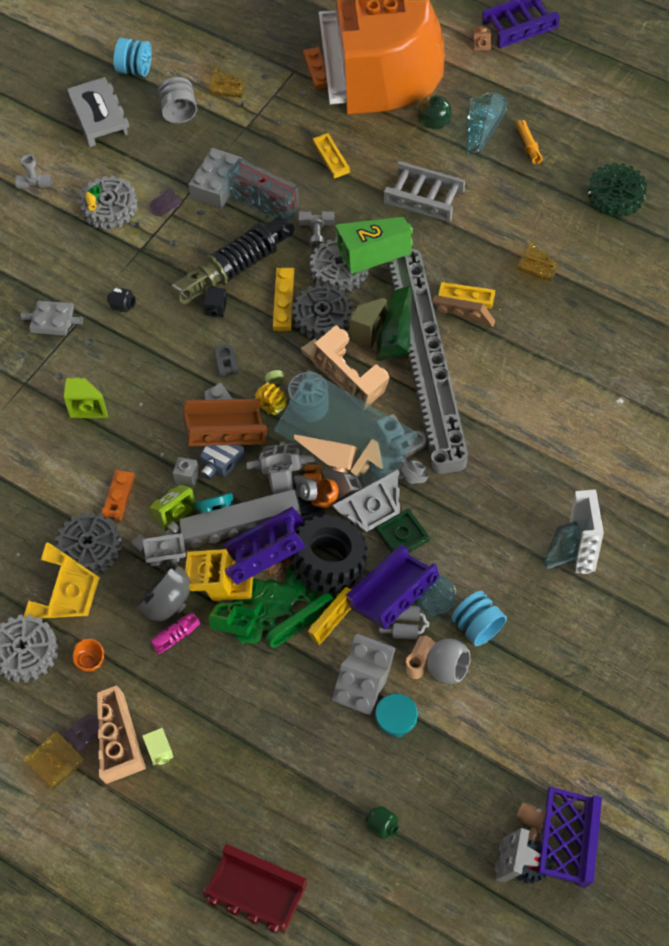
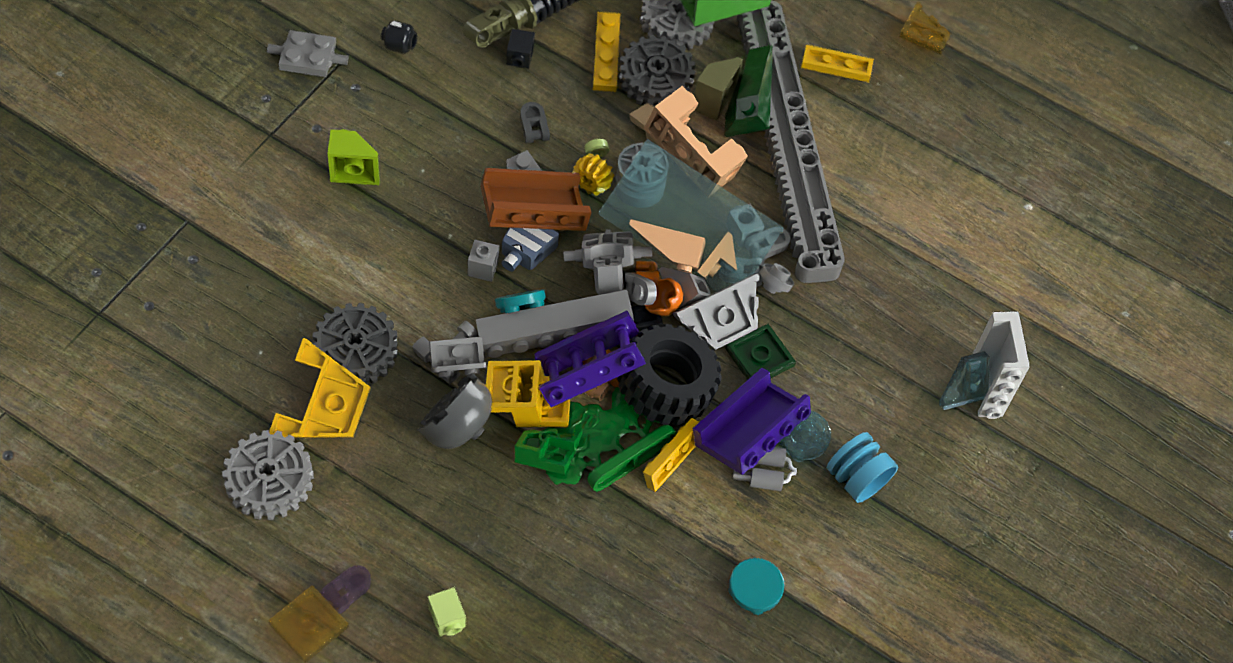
camera: 10 degrees left, 0 degrees up
(88, 655) = (355, 488): orange hair -> none
(117, 738) = (395, 608): light nougat wedge -> none
(118, 495) = (394, 283): orange plate -> none
(173, 506) = (467, 303): lime slope -> none
(173, 634) = (468, 465): dark pink hinge -> none
(363, 674) = (715, 531): light grey bracket -> none
(419, 657) = (785, 512): light nougat piece -> none
(448, 661) = (824, 519): light grey wheel -> none
(466, 309) = (835, 79): medium nougat wing -> none

